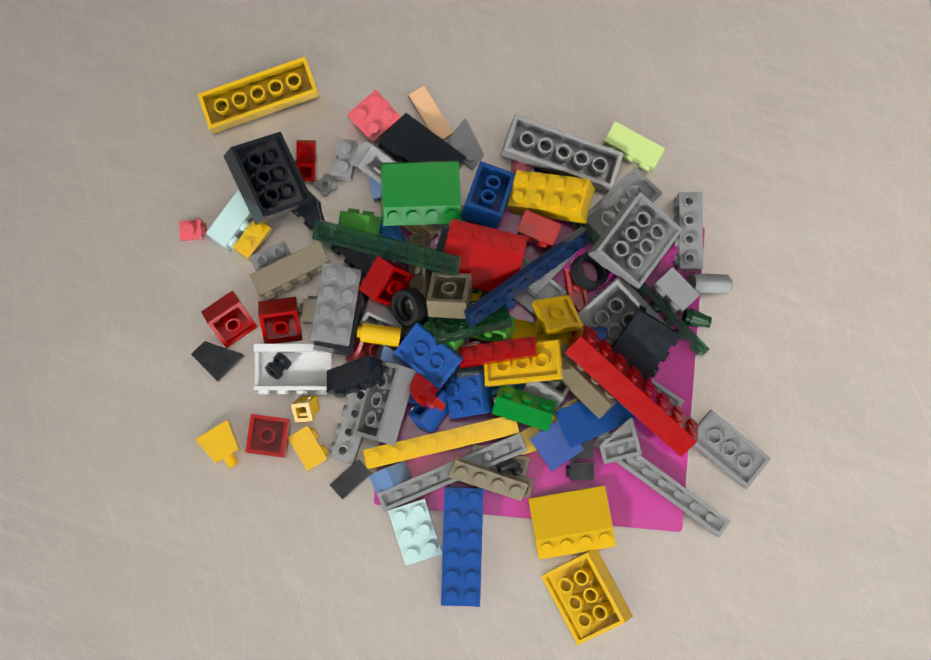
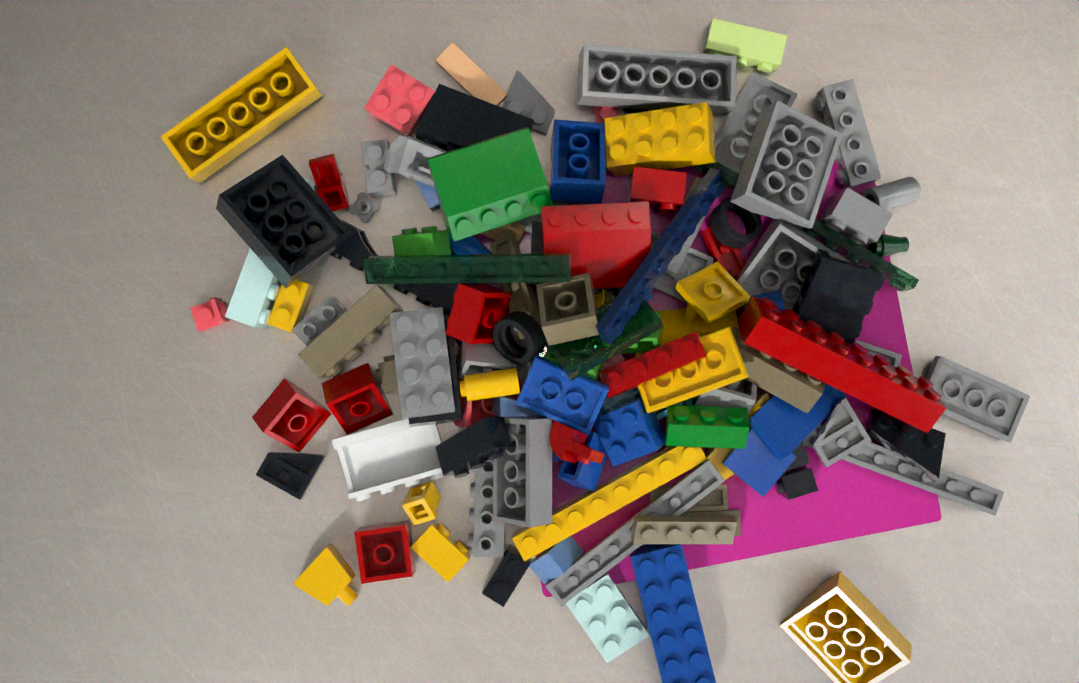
camera: 20 degrees left, 5 degrees up
(278, 365) = (371, 458): black wheel -> none
(511, 465) = (708, 502): black arm -> none
(572, 522) = (804, 551): yellow slope -> none
(677, 469) = (915, 445): none -> black wing

